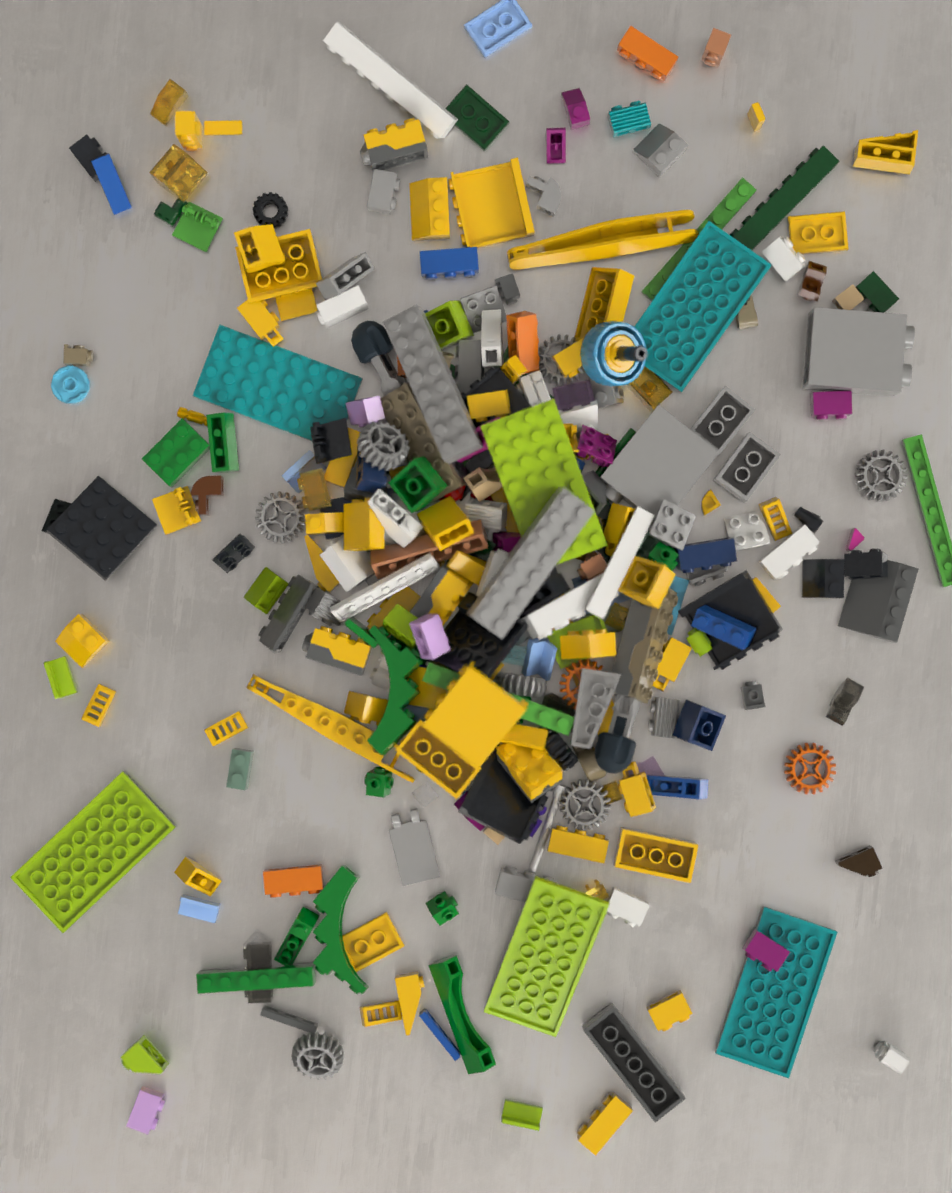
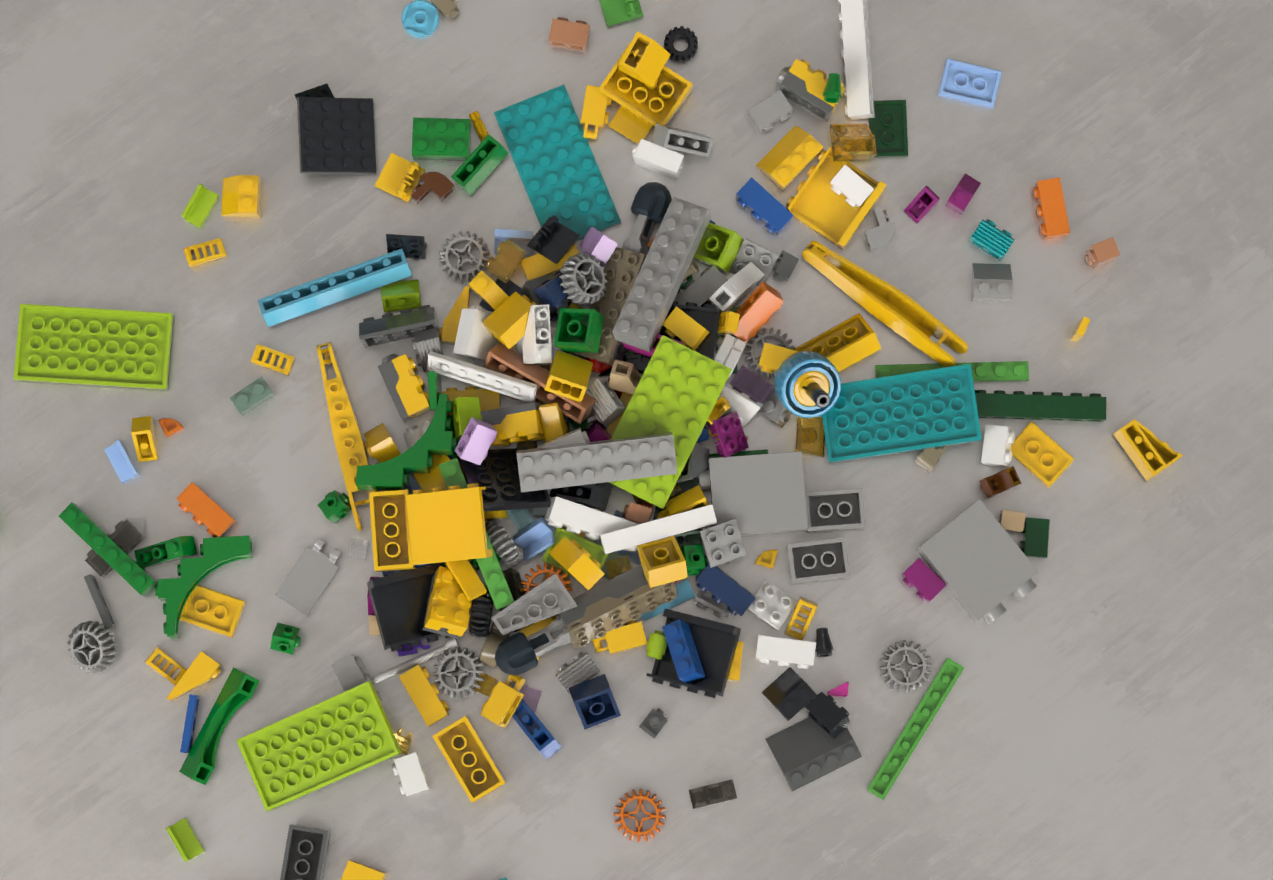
camera: 45 degrees right, 5 degrees down
(185, 285) = (569, 34): none -> nougat brick
(205, 849) = (170, 426): none -> orange tile
(215, 634) = (334, 287): none -> medium azure brick
(412, 128) = (832, 90): none -> green cone
(462, 152) = (852, 142): none -> clear yellow slope
(494, 184) = (851, 186): none -> white brick

